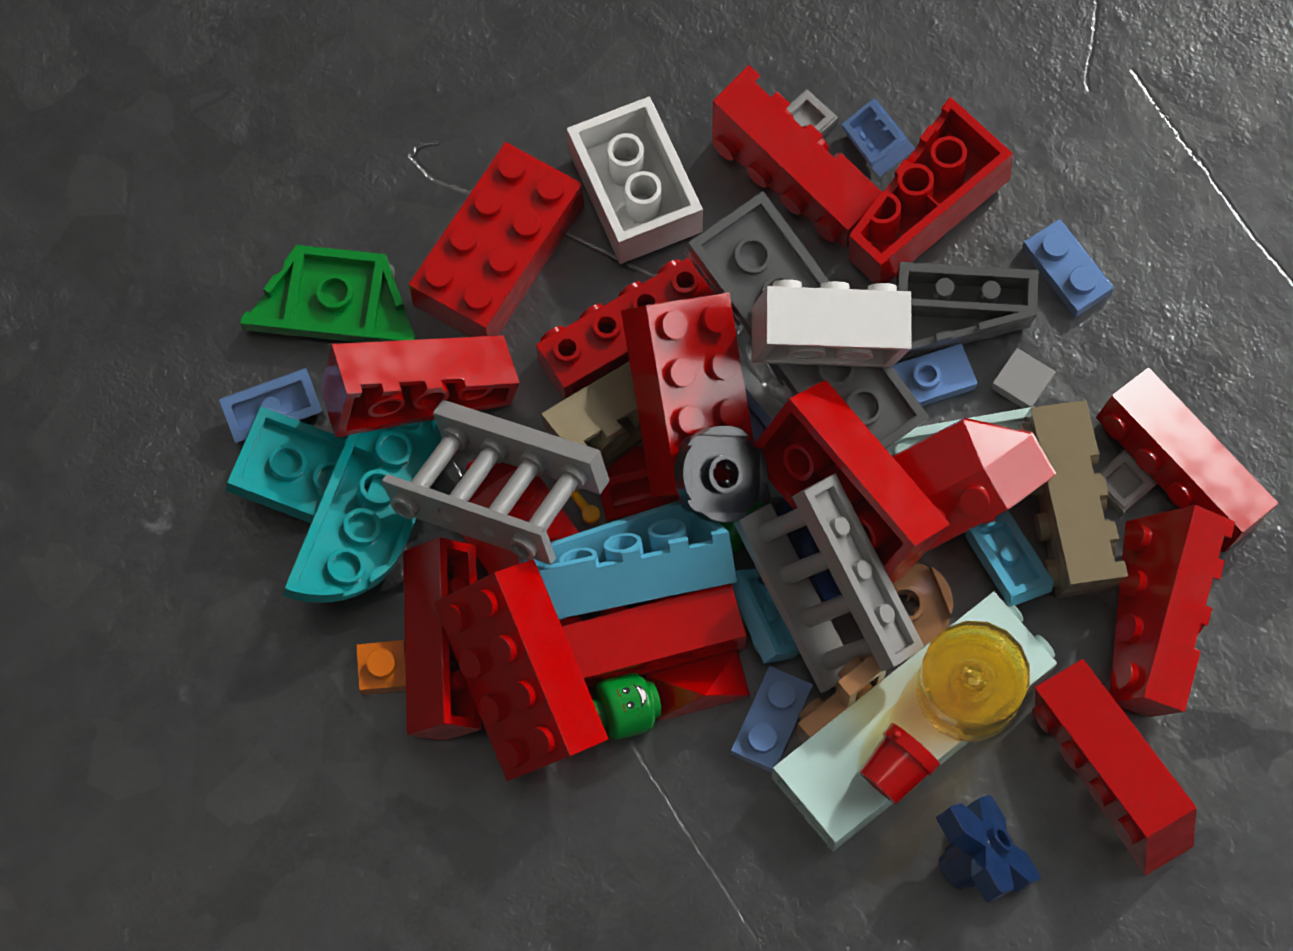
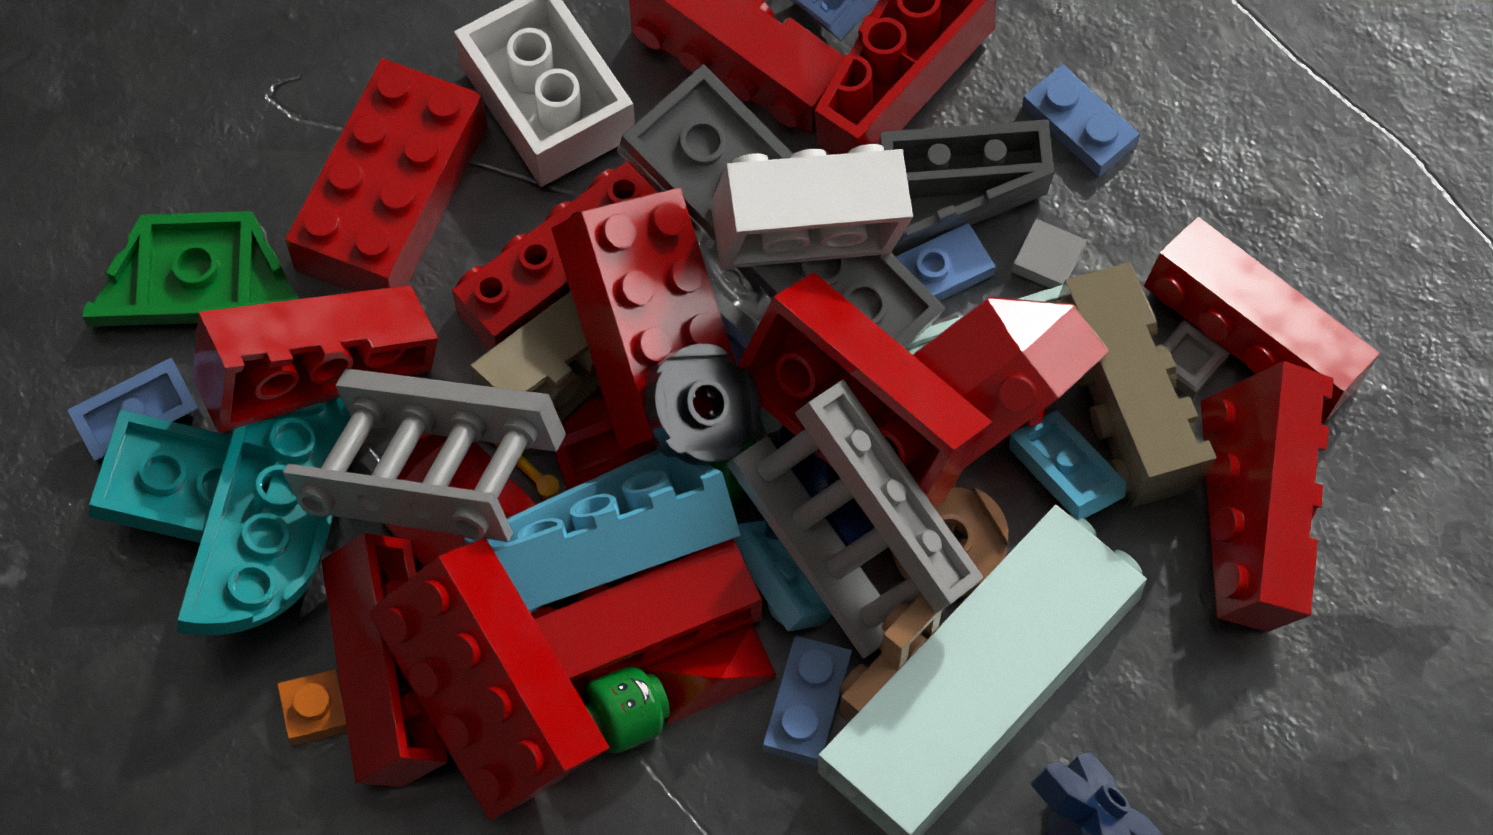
camera: 10 degrees left, 5 degrees down
(898, 764) = (973, 725): red piece -> none
(976, 652) = (1048, 610): clear yellow wheel -> none
(1117, 766) = (1241, 694): red wedge -> none

